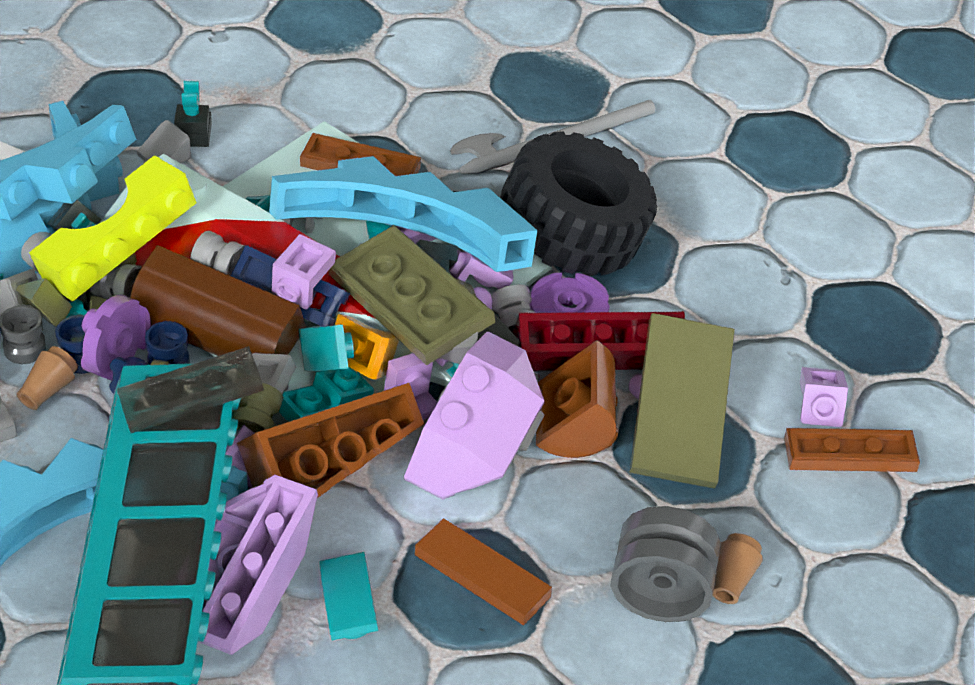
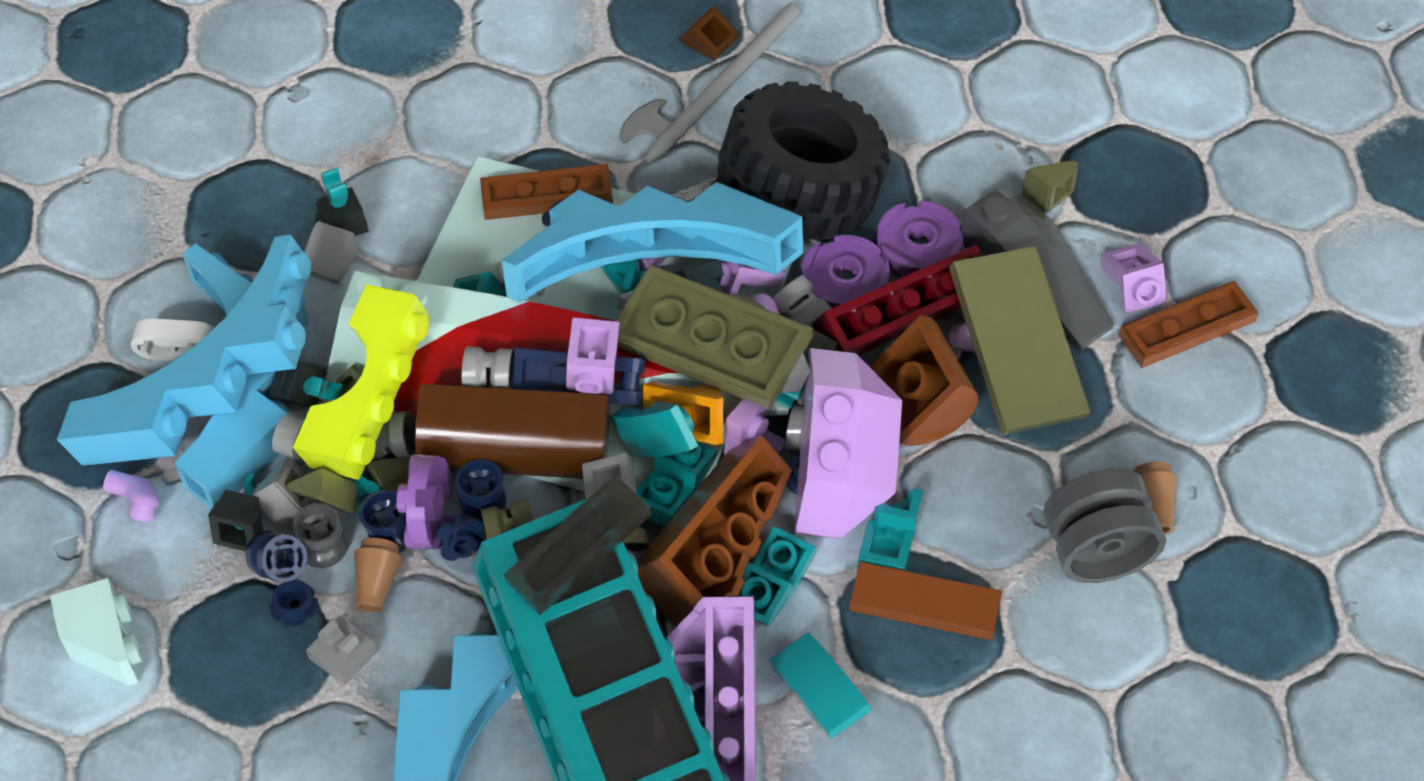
camera: 20 degrees left, 10 degrees up
(357, 508) = (776, 573): none -> teal slope
(488, 509) = (891, 533): none -> teal slope
(570, 100) = (710, 34): none -> reddish brown slope
(640, 285) = (927, 220): none -> medium lavender plate
(755, 363) = (1012, 222): none -> dark grey wedge
(789, 300) = (1050, 184): none -> olive slope

